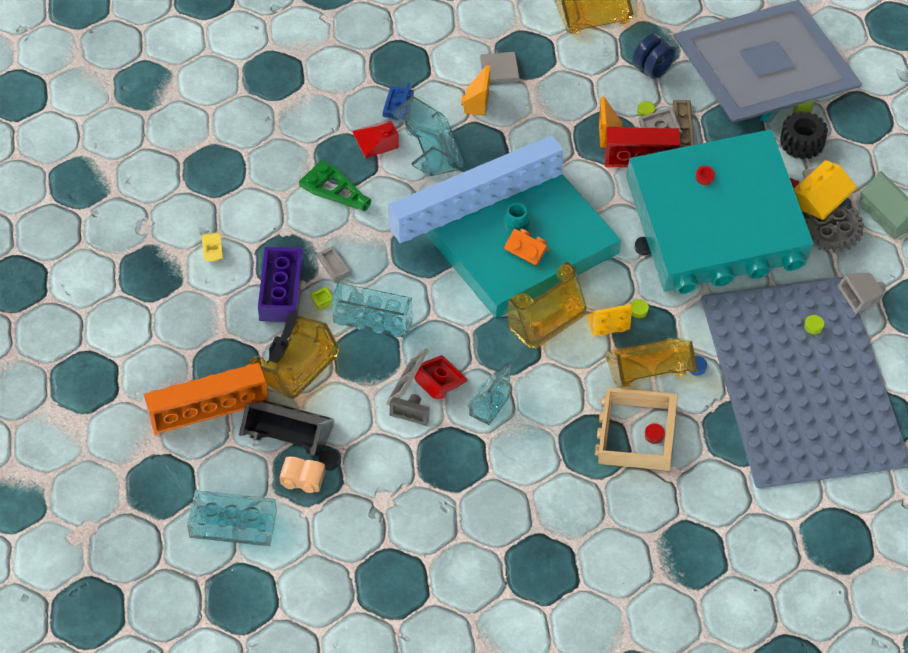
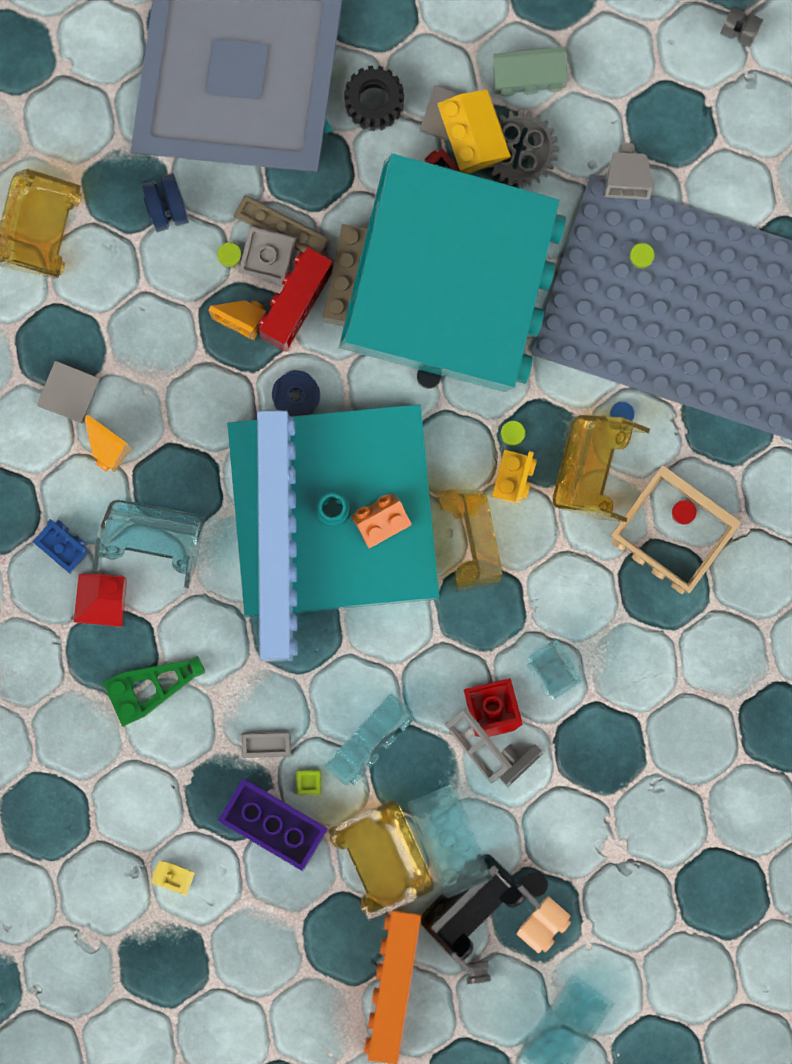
camera: 60 degrees left, 30 degrees up
(244, 449) = (480, 970): none -> dark grey wheel
(281, 343) = (356, 864): black piece -> none
(329, 385) = (449, 841): none -> clear light blue brick
(590, 177) = (288, 383): none -> dark blue plate
(705, 175) = (415, 269): red tile -> none

